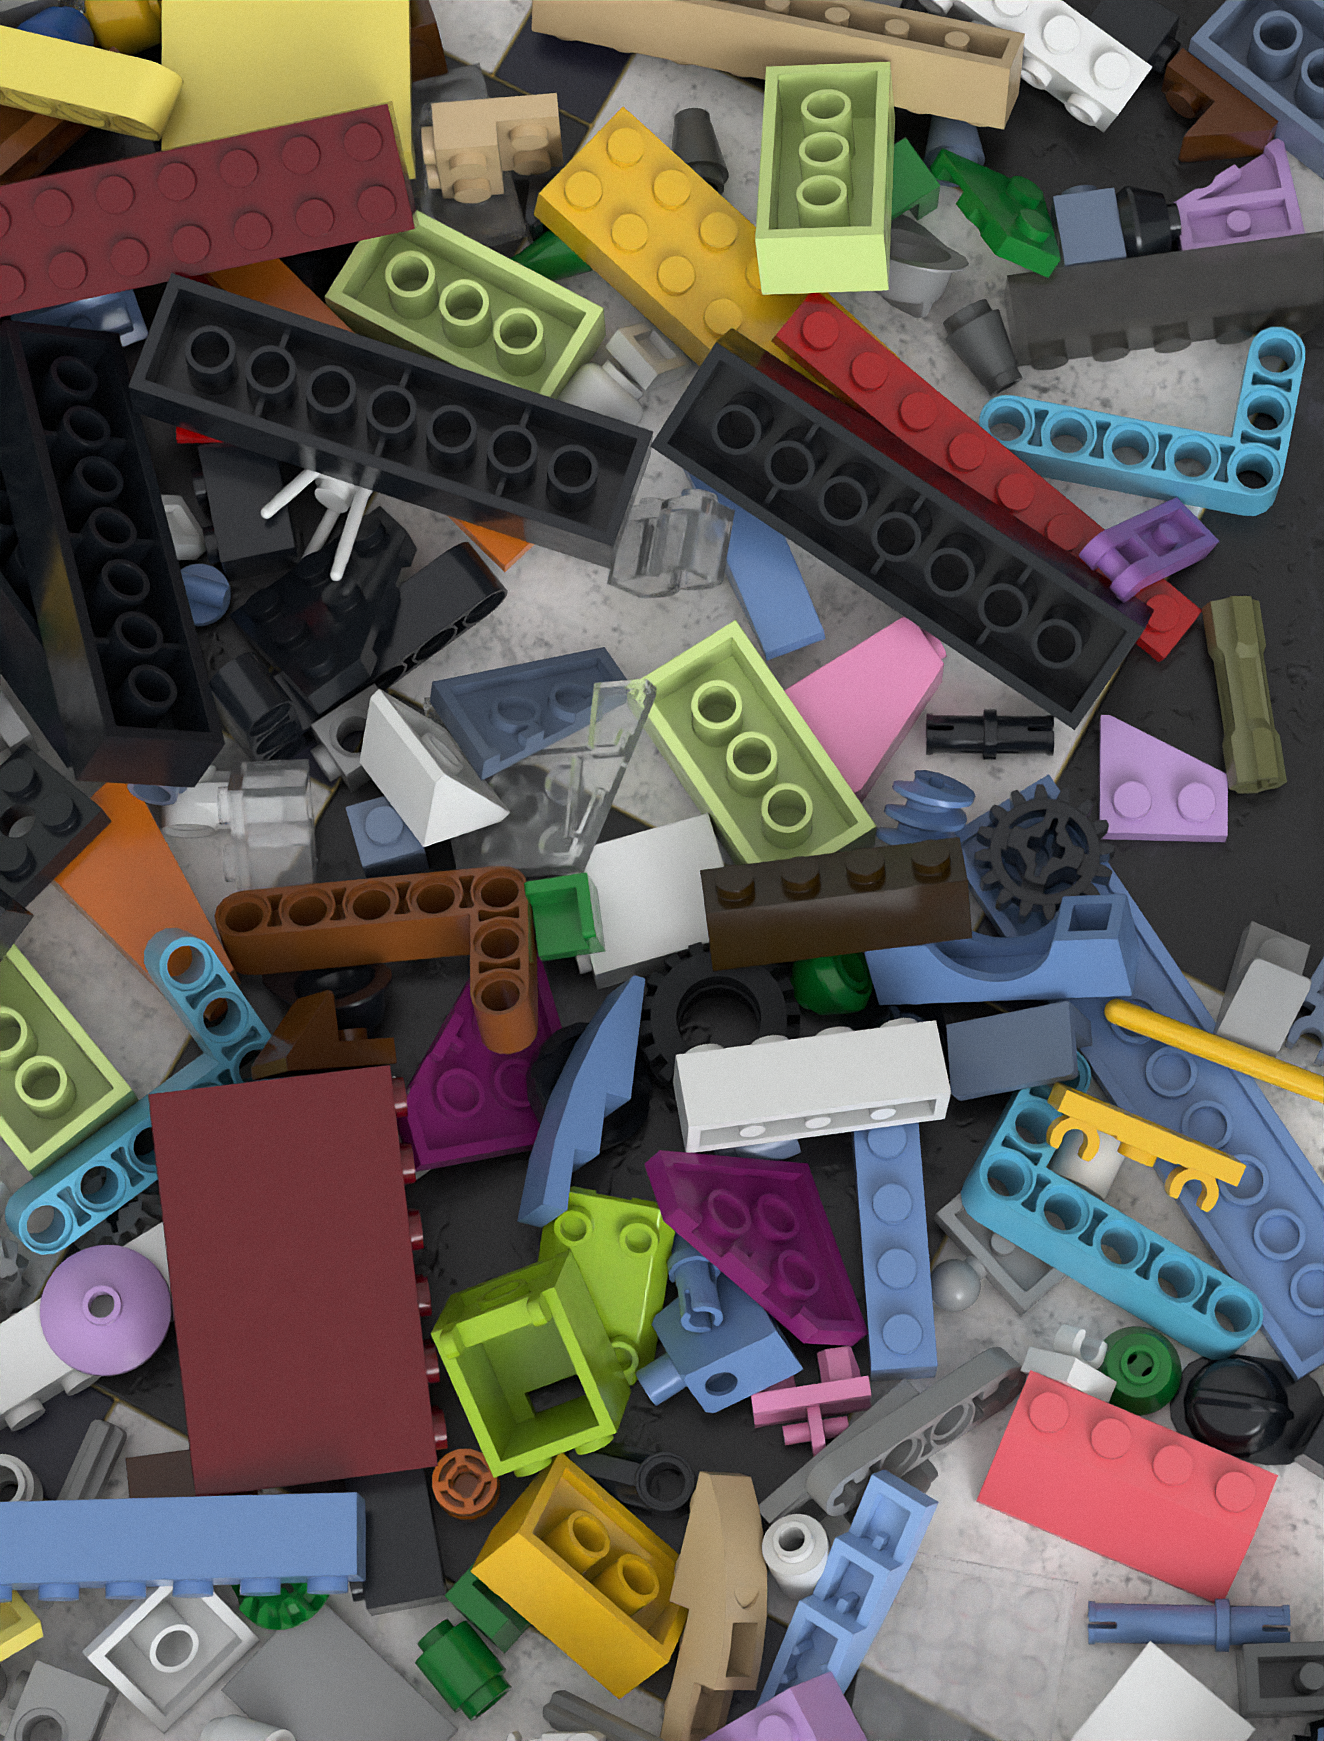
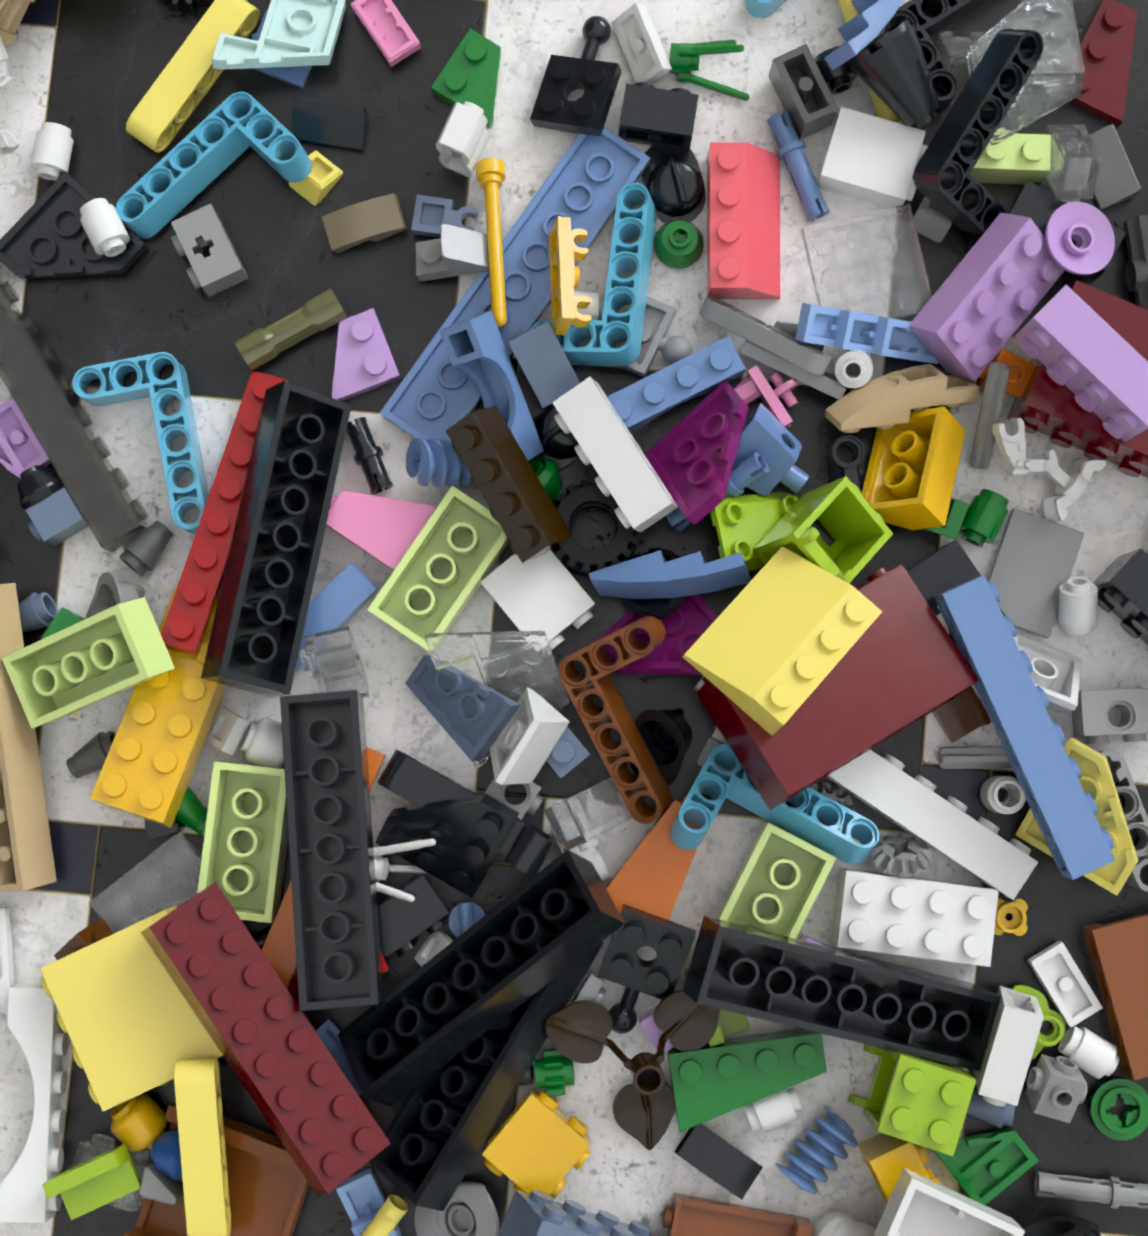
camera: 115 degrees left, 10 degrees up
(123, 1337) = (869, 783): lavender dish -> none
(312, 1044) = (704, 731): reddish brown slope -> none
(400, 1196) = (781, 637): none -> light yellow slope
(471, 1495) = (888, 558): orange wheel -> none
(484, 137) = (144, 877): tan plate -> none
(566, 916) = (574, 629): green panel -> none
(1005, 211) = (64, 563): green wing -> none
(1021, 845) = (414, 392): black gear -> none
(1073, 1362) = (695, 271): white tile -> none
(1148, 547) = (232, 405): medium lavender plate -> none

